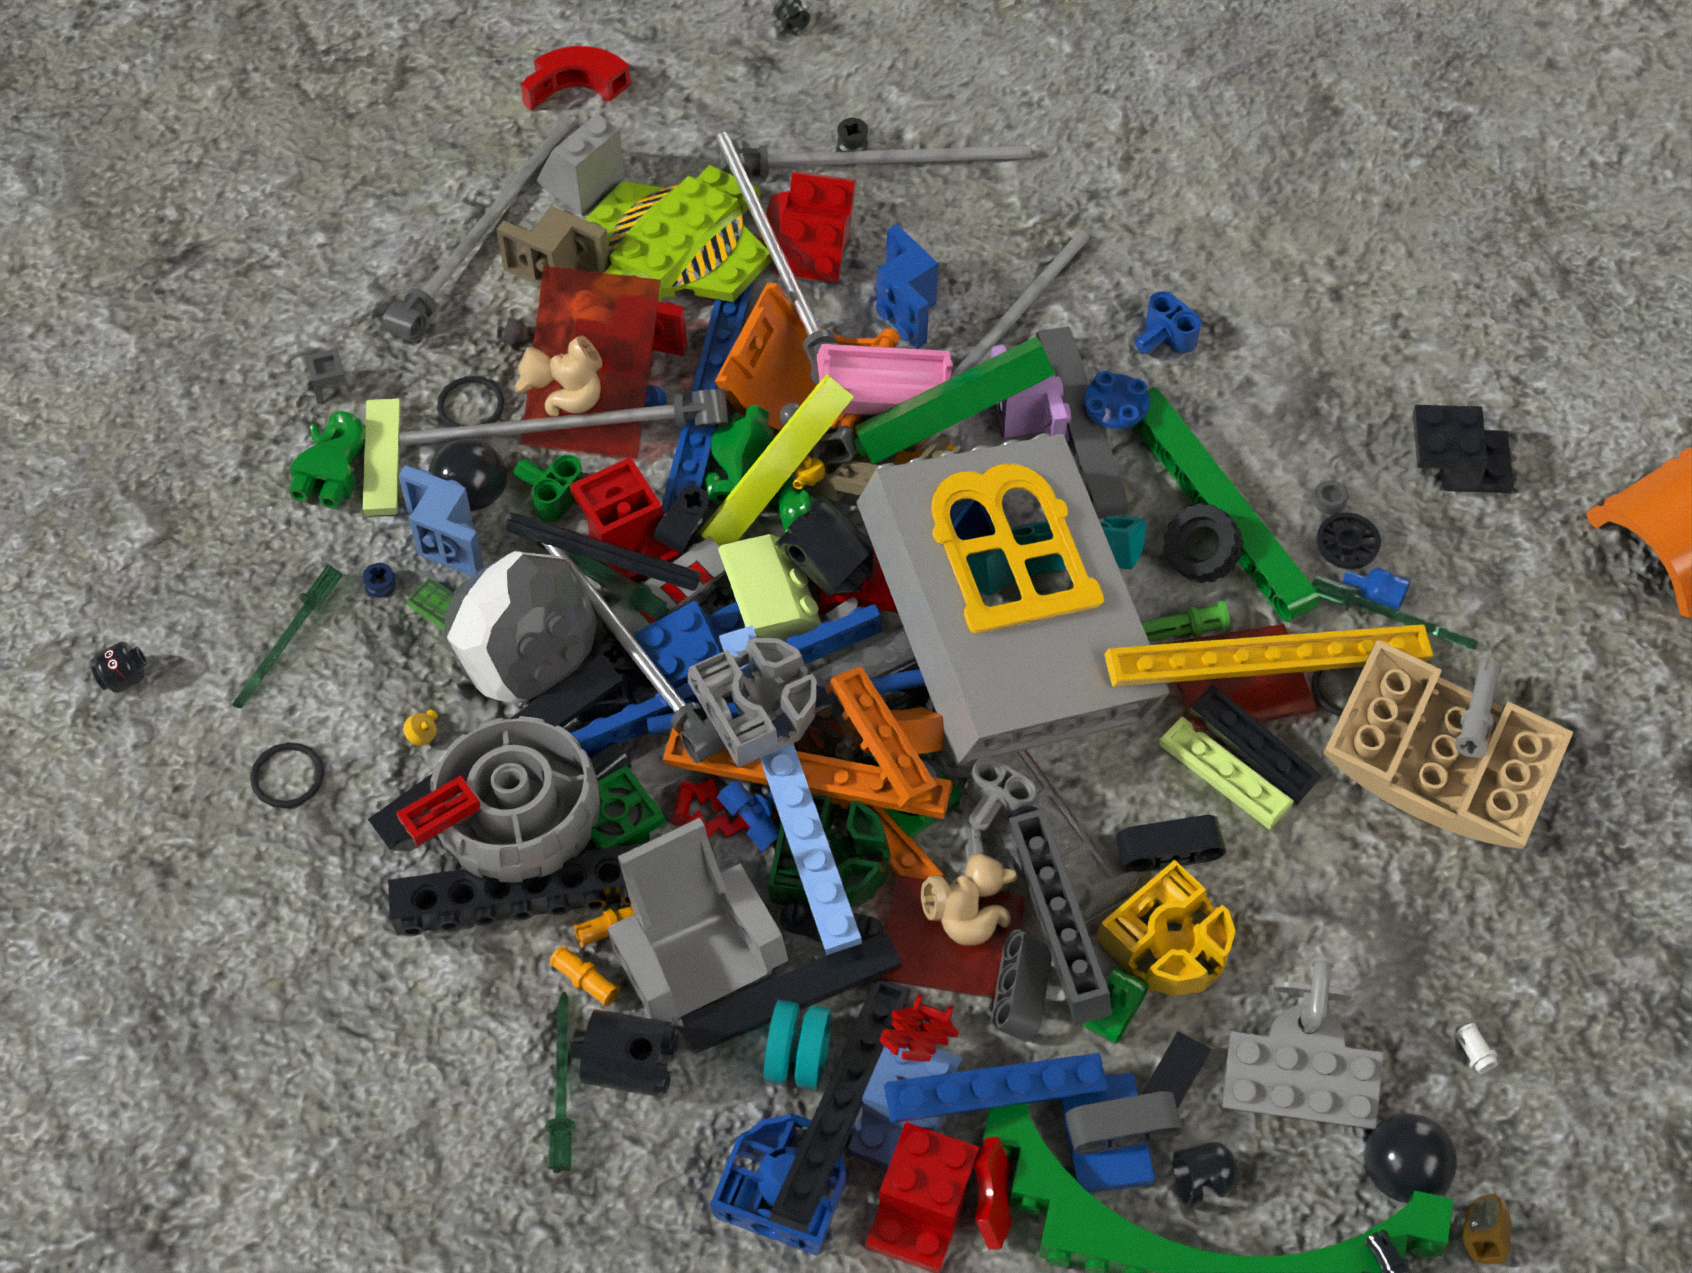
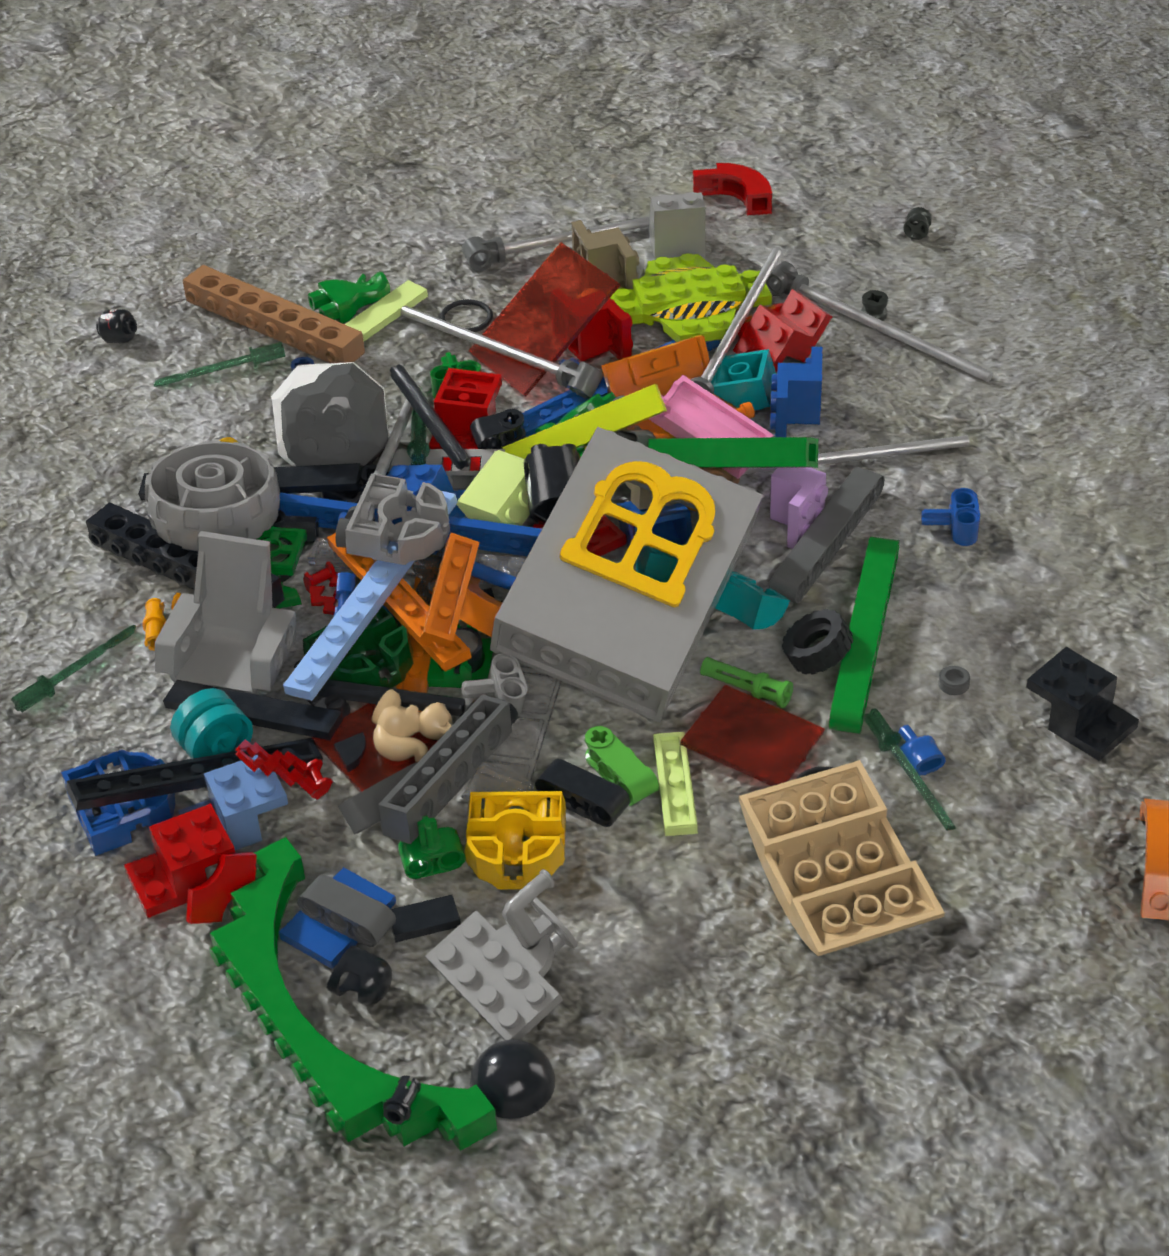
camera: 45 degrees right, 15 degrees down
(261, 531) = (273, 316): none -> medium nougat brick
(294, 802) = (134, 416): black piece -> none
(325, 370) = (399, 249): dark grey panel -> none
(441, 520) = (367, 344): medium blue bracket -> none
(441, 815) = (152, 462): red tile -> none
(474, 467) = (417, 346): black piece -> none
(573, 370) = (522, 312): tan animal -> none
(612, 1047) = (118, 668): black cylinder -> none
(839, 300) = (745, 379): none -> teal slope
(912, 880) = (372, 695): none -> black axle
(936, 962) = (351, 751): none -> black tile
(995, 1087) = (287, 826): blue plate -> none
(1116, 400) = (856, 527): blue dish -> none
(1171, 793) = (619, 764): none -> bright green piece
(1255, 743) = (710, 776): black tile -> none
(1258, 655) = (764, 715): yellow plate -> none
(1348, 540) = (933, 711): black wheel -> none
(1476, 1048) = (633, 1057): white pin -> none
(1477, 719) = (876, 854): light grey pin -> none
(1488, 1230) = (503, 1153): pearl gold rock -> none

